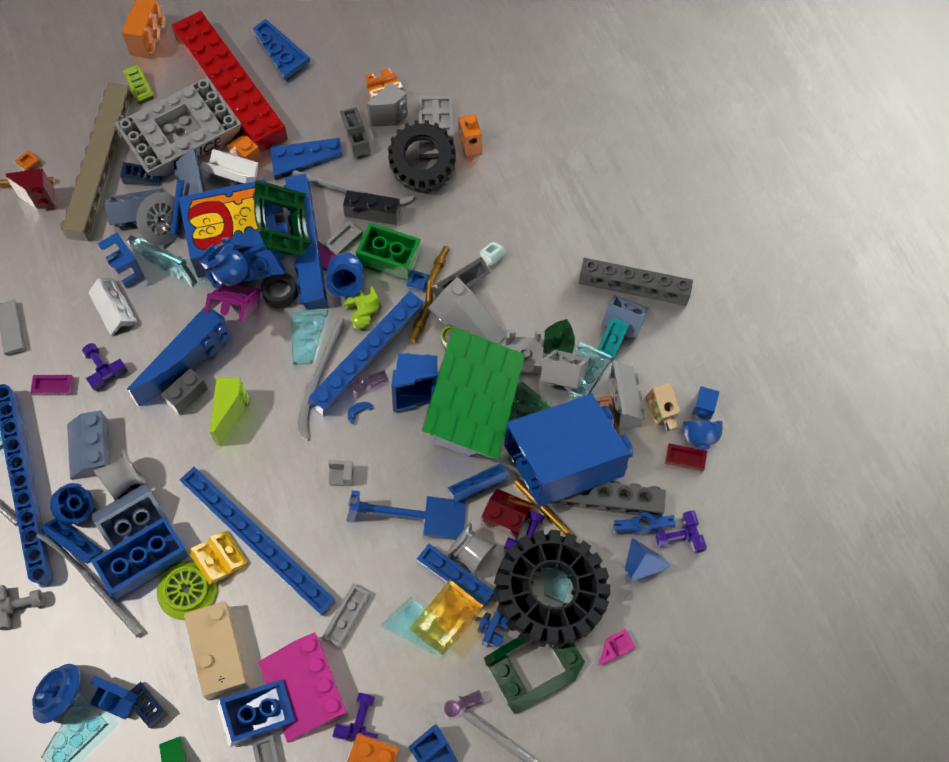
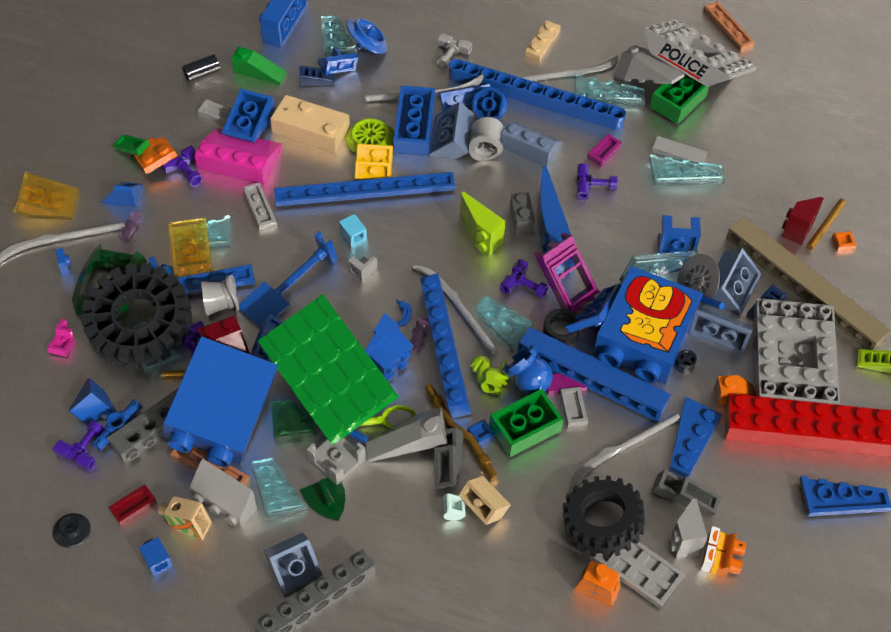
camera: 130 degrees right, 10 degrees down
(38, 311) = (672, 172): none -> clear light blue wing
(111, 305) = (641, 217): white panel -> none
(226, 264) = (603, 279): blue tile -> none
(231, 167) = (715, 363): white panel -> none
(255, 350) = (518, 278): none -> dark purple bar
(275, 241) = (641, 358): dark green wedge -> none
(311, 510) = (352, 230): none -> medium azure brick
(371, 207) = (584, 444): black brick -> none
(473, 234) = (484, 500): none -> tan brick
(550, 722) = (63, 261): none -> blue plate
(564, 369) = (290, 468): light grey slope -> none
(613, 336) = (281, 529): teal plate -> none
(703, 432) = (135, 527): blue cylinder -> none
(739, 490) = (74, 536): none -> black piece

